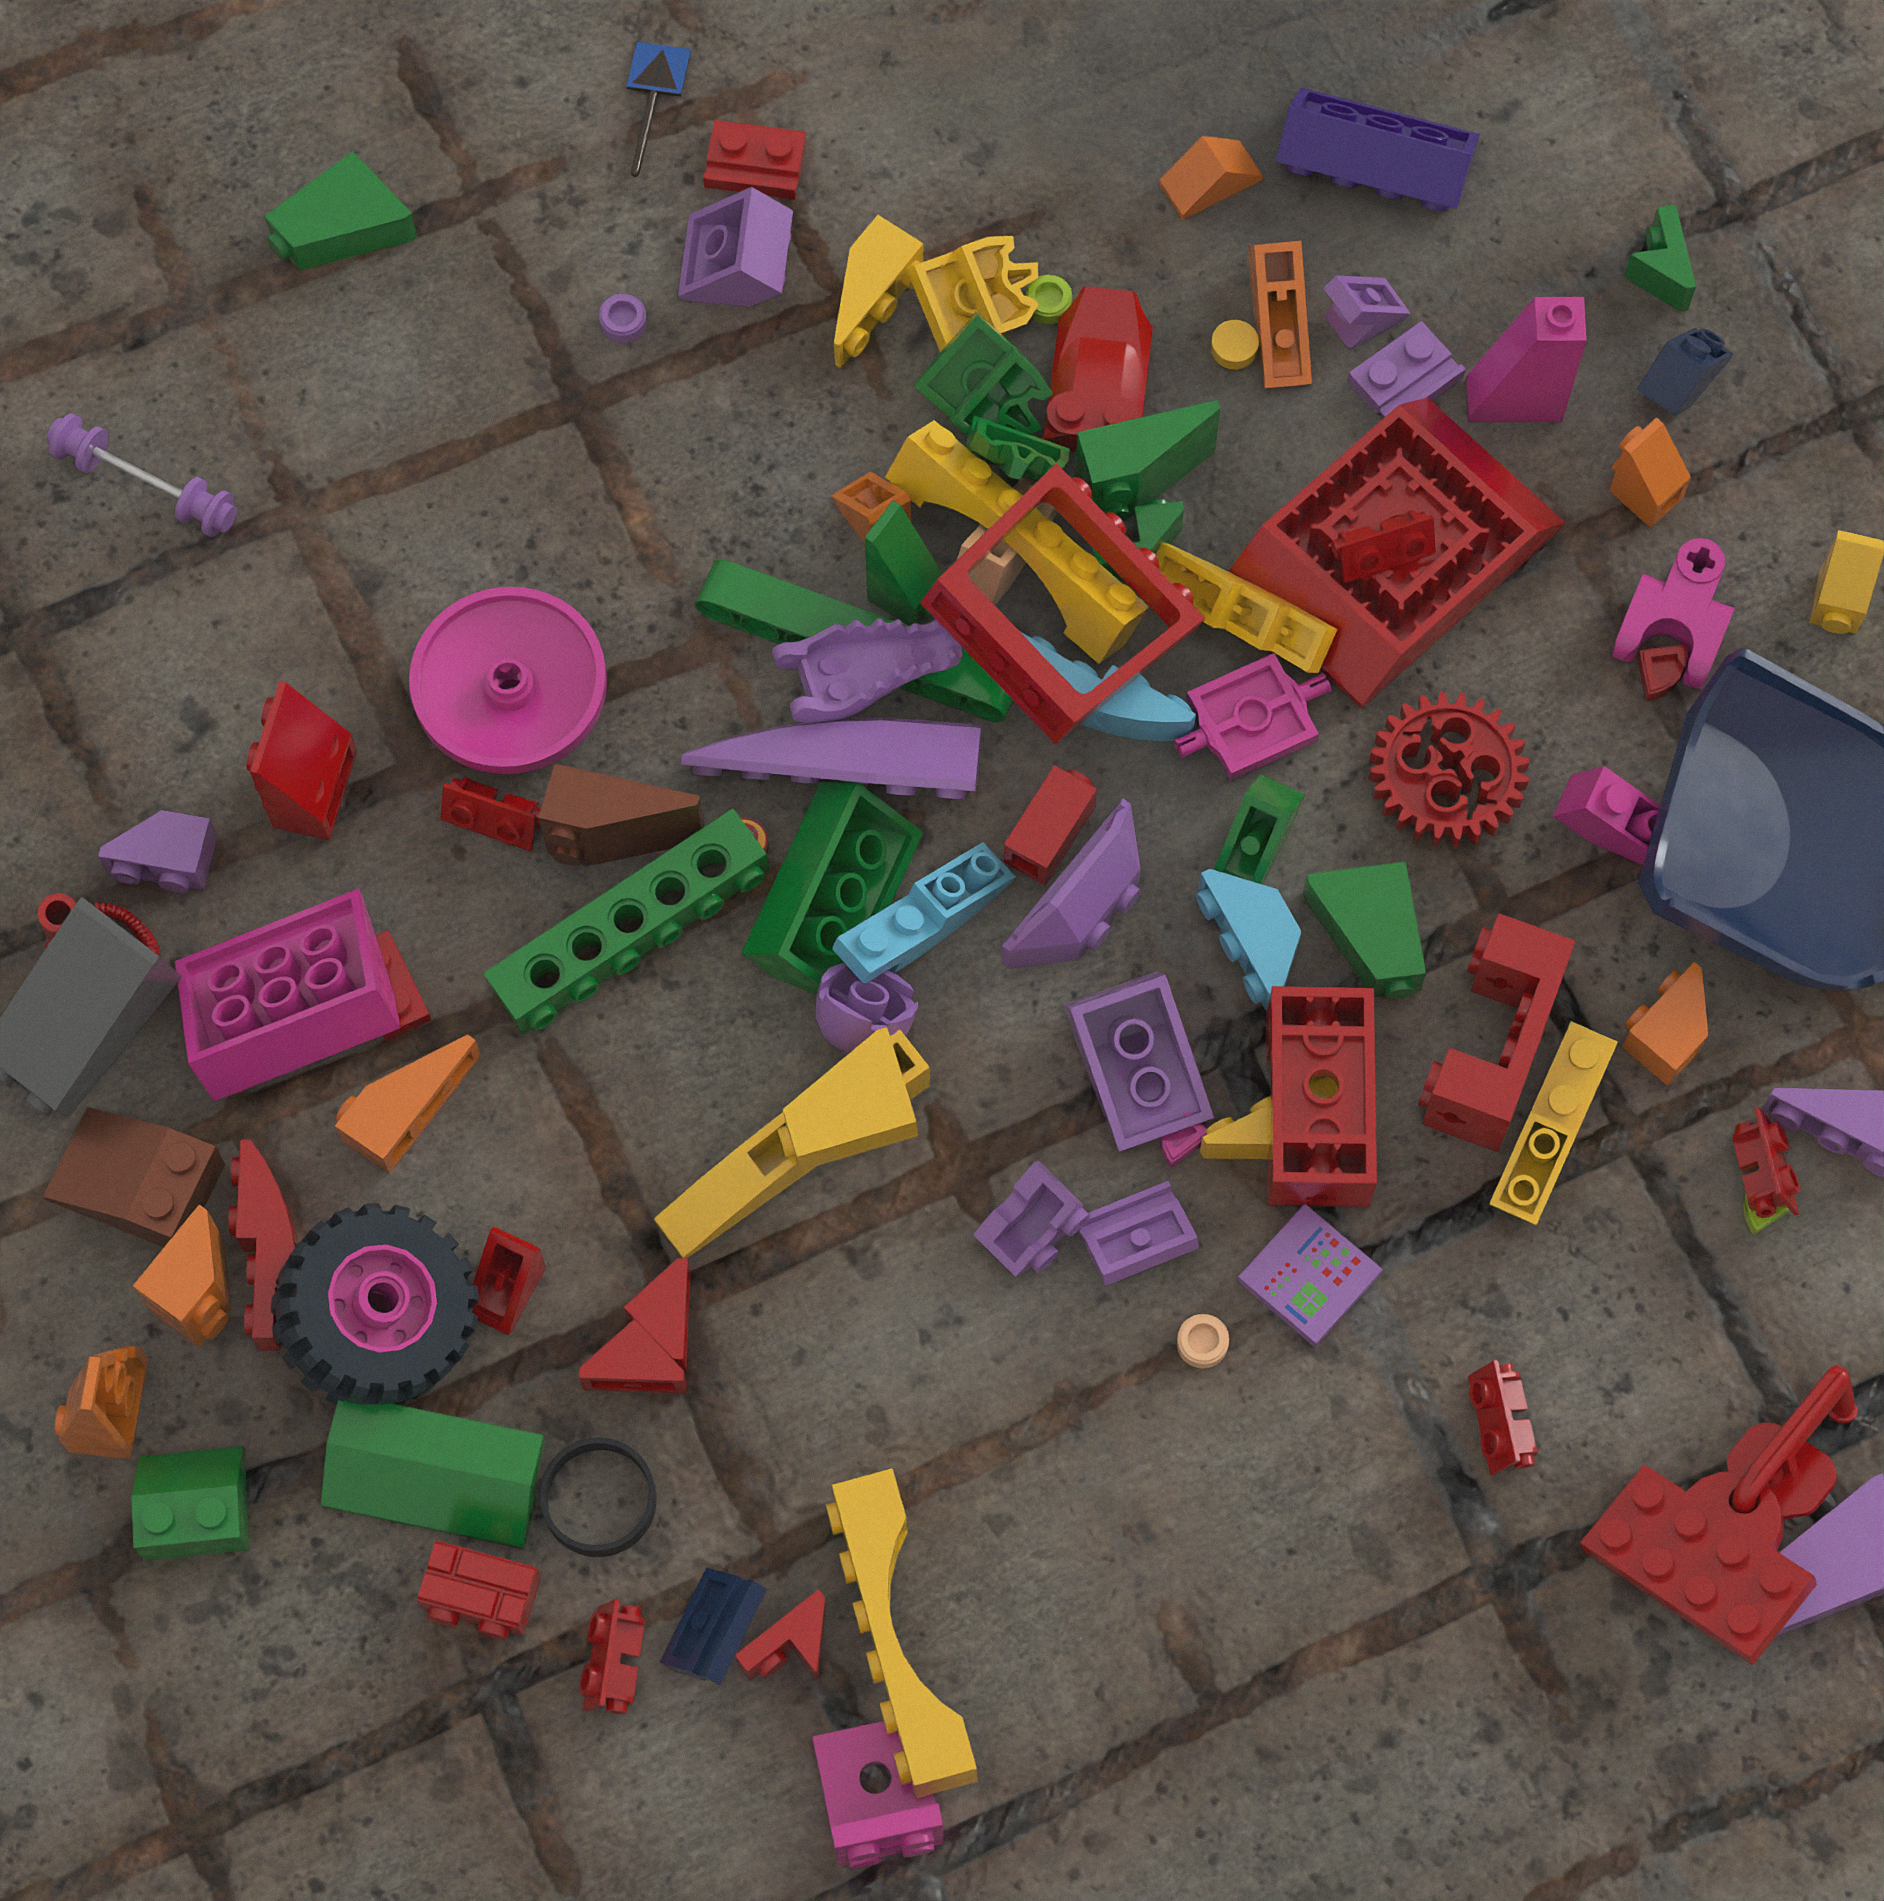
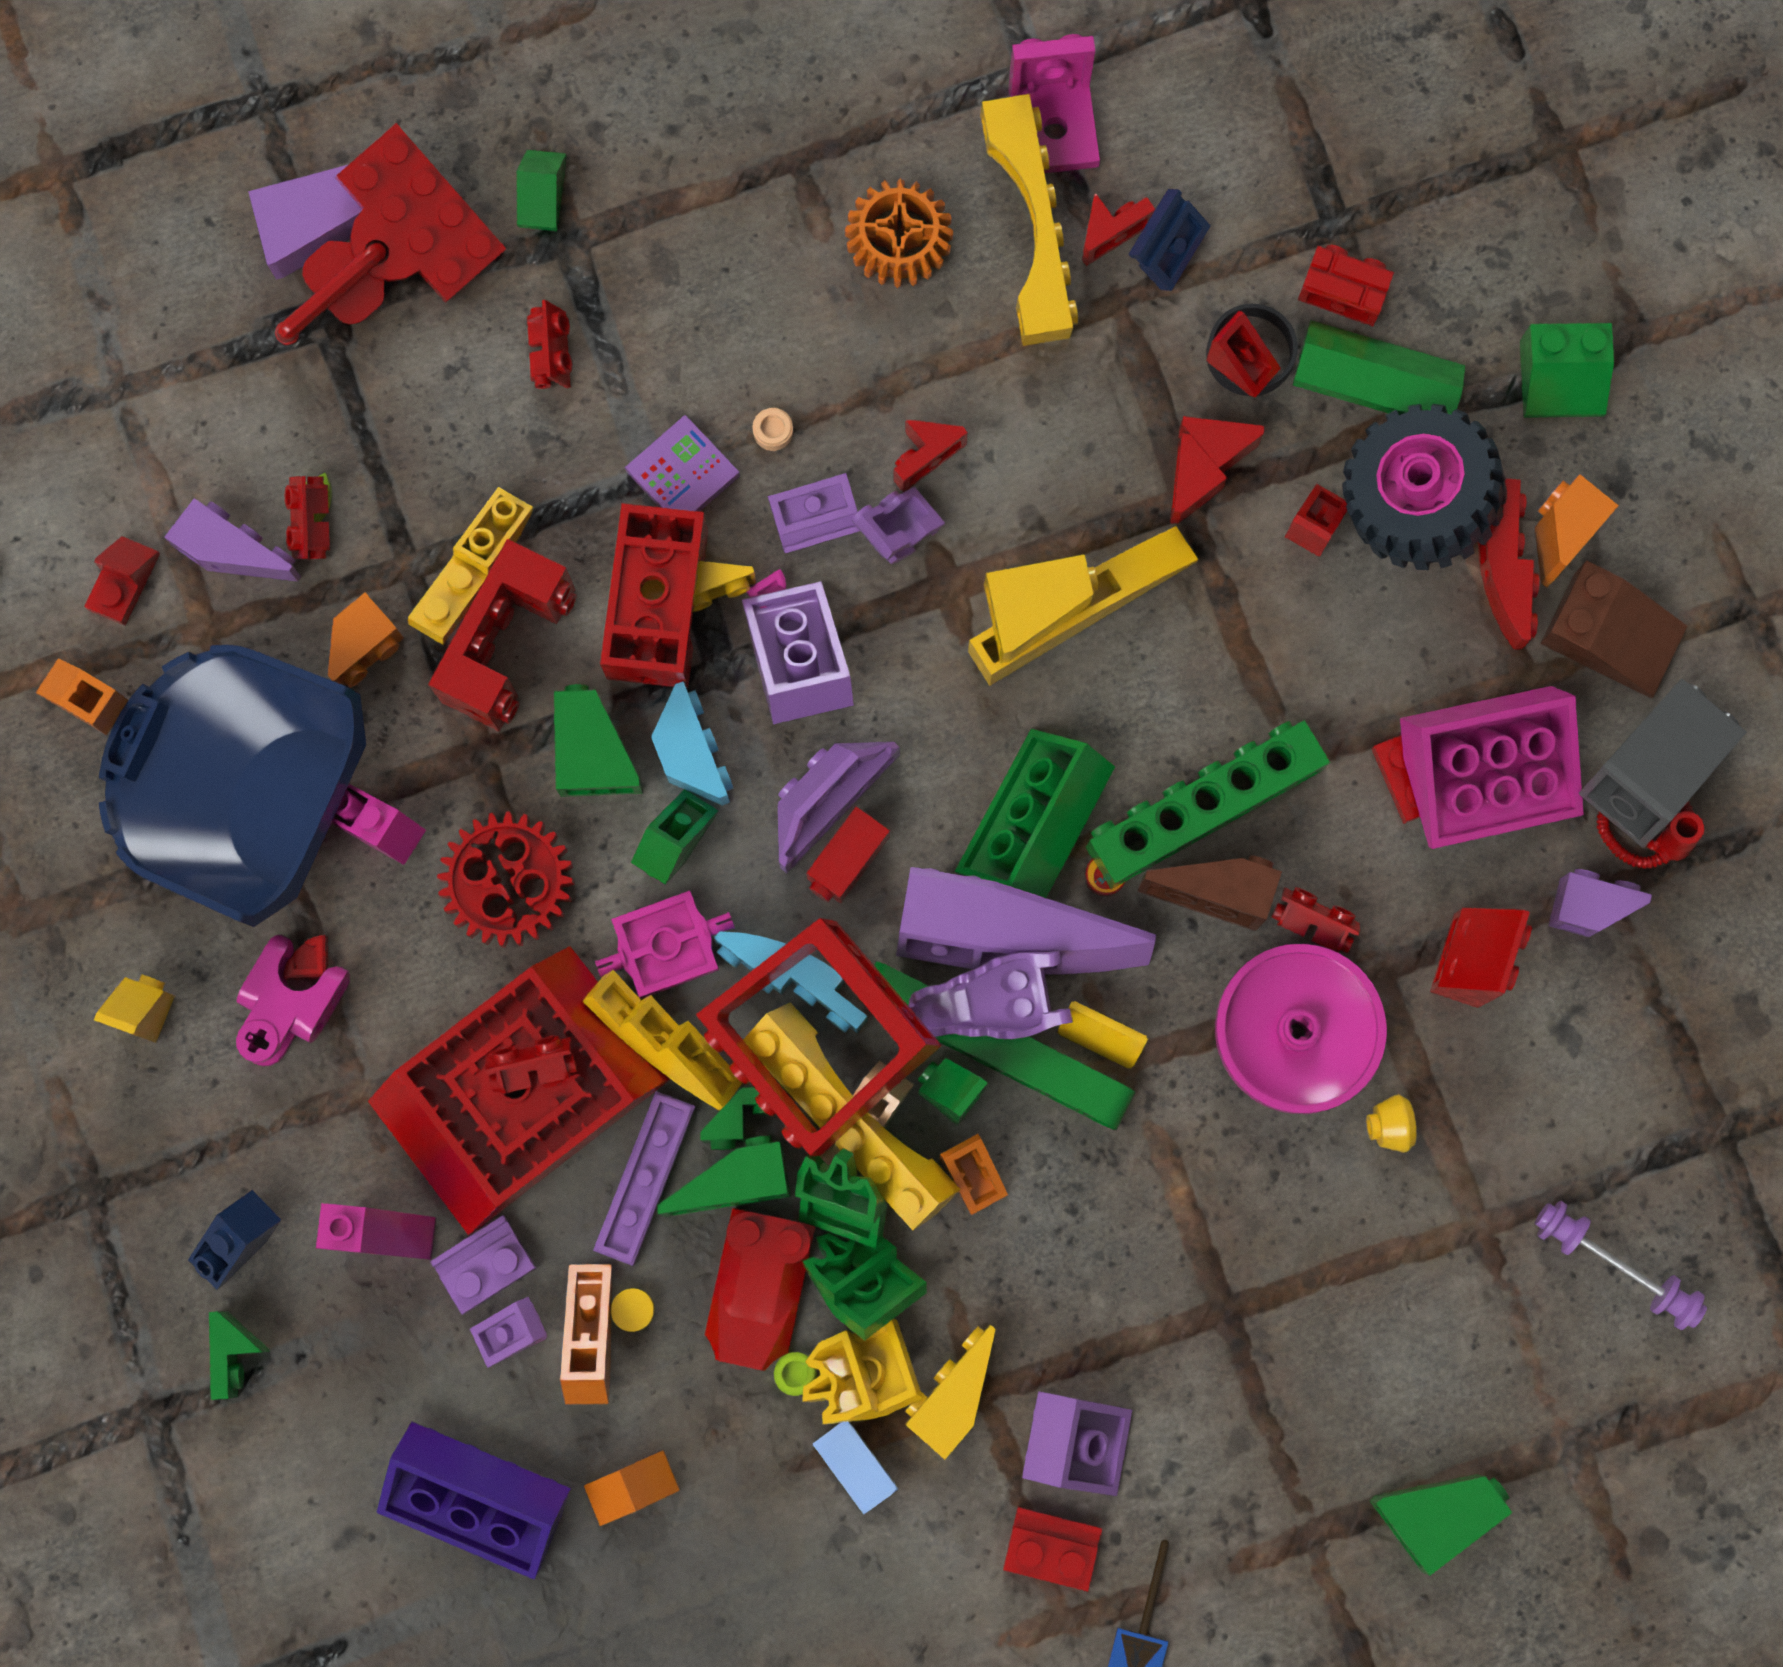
camera: 175 degrees left, 10 degrees up
(104, 1404) = (1638, 431): orange wedge -> none
(399, 594) = (1393, 1124): none -> yellow cone
(399, 1106) = (1401, 666): orange slope -> none
(605, 1677) = (1249, 213): red hinge -> none
(611, 1463) = (1243, 355): none -> red slope
(623, 318) = (1183, 1391): medium lavender tile -> none
(734, 669) = (1103, 1035): none -> yellow slope
(853, 1011) = (1016, 705): medium lavender cylinder -> none
(925, 916) = (961, 788): medium azure slope -> none
(967, 211) = (855, 1466): none -> light blue slope
(993, 1329) = (935, 444): none -> red slope
(1045, 1610) = (899, 199): none -> orange gear
(1240, 476) = (644, 1178): none -> medium lavender tile
(1549, 1635) = (540, 189): none -> green slope
(1649, 473) = (286, 1132): orange slope -> none

